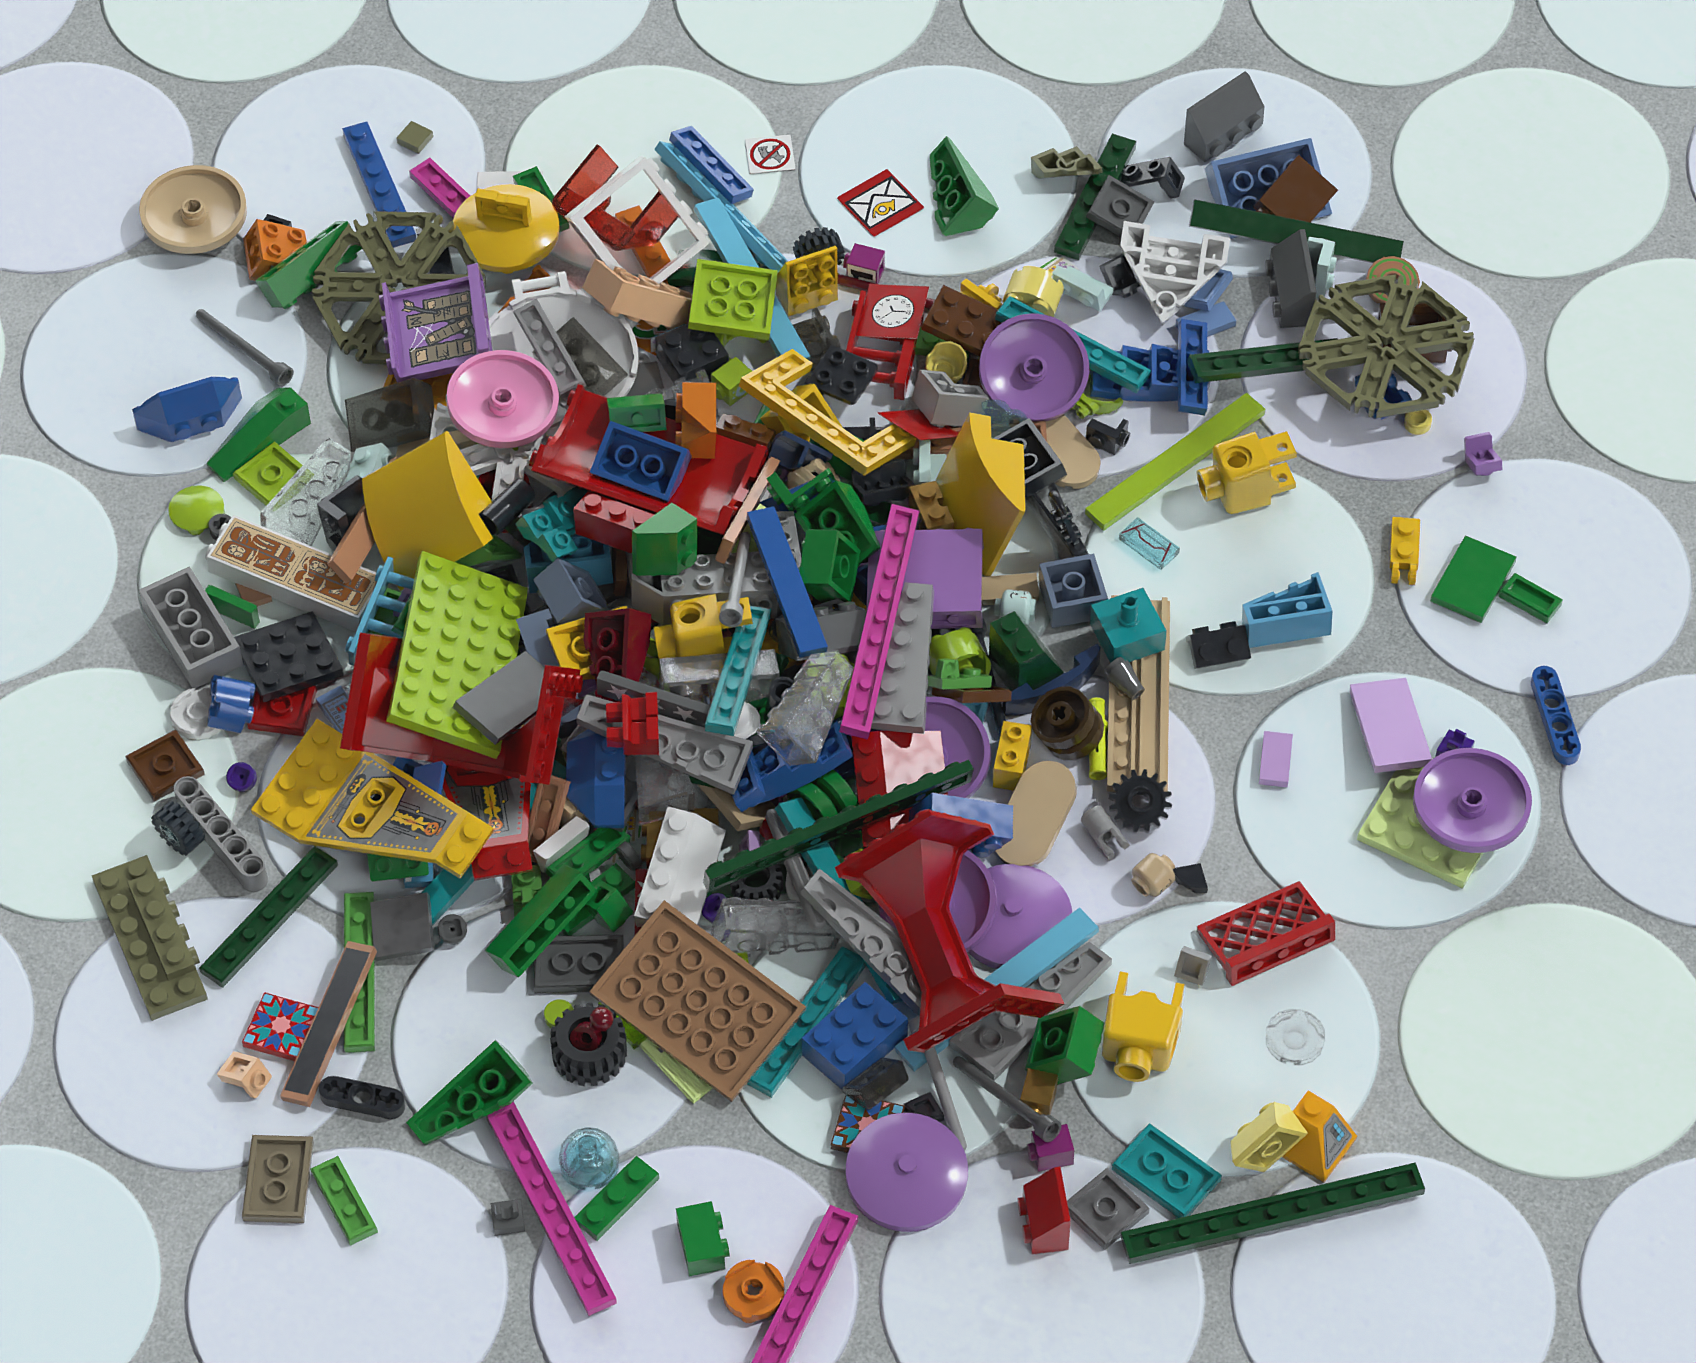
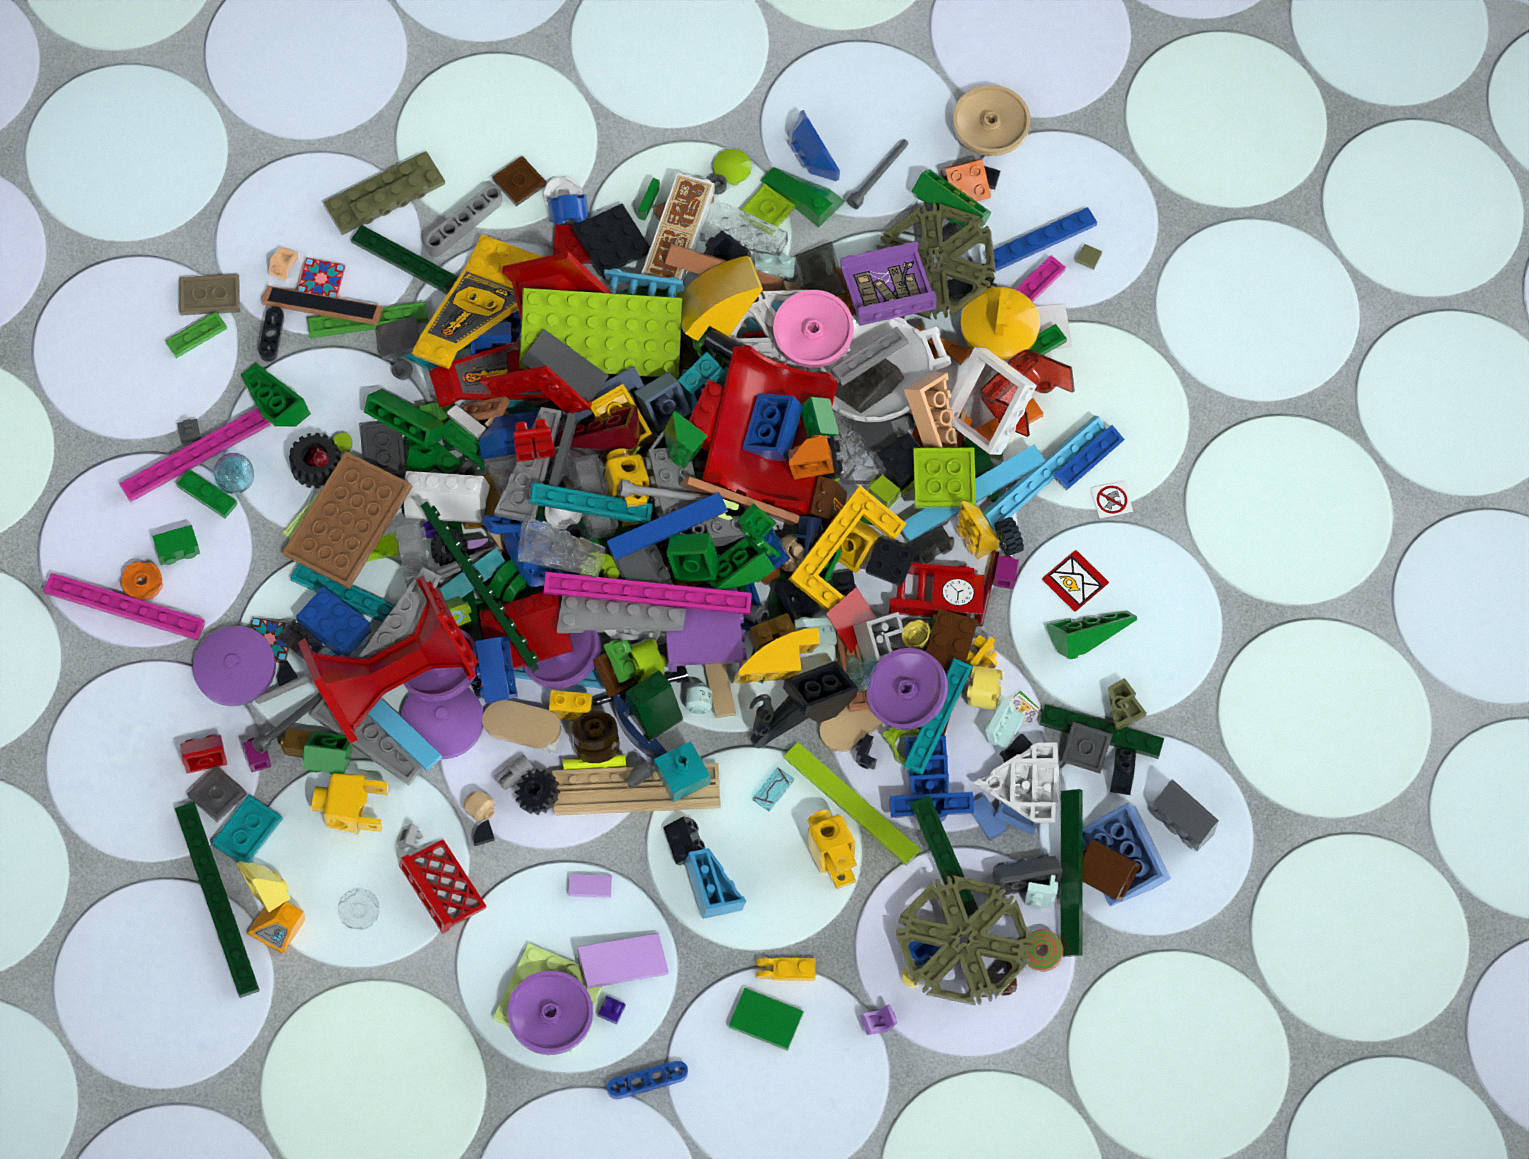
camera: 80 degrees right, 10 degrees up
(178, 828) = (461, 191): black wheel -> none
(191, 627) = (624, 175): light grey brick -> none
(241, 777) = (511, 226): dark purple tile -> none
(1070, 589) = (716, 735): sand blue brick -> none
(1530, 598) = (753, 1061): green tile -> none

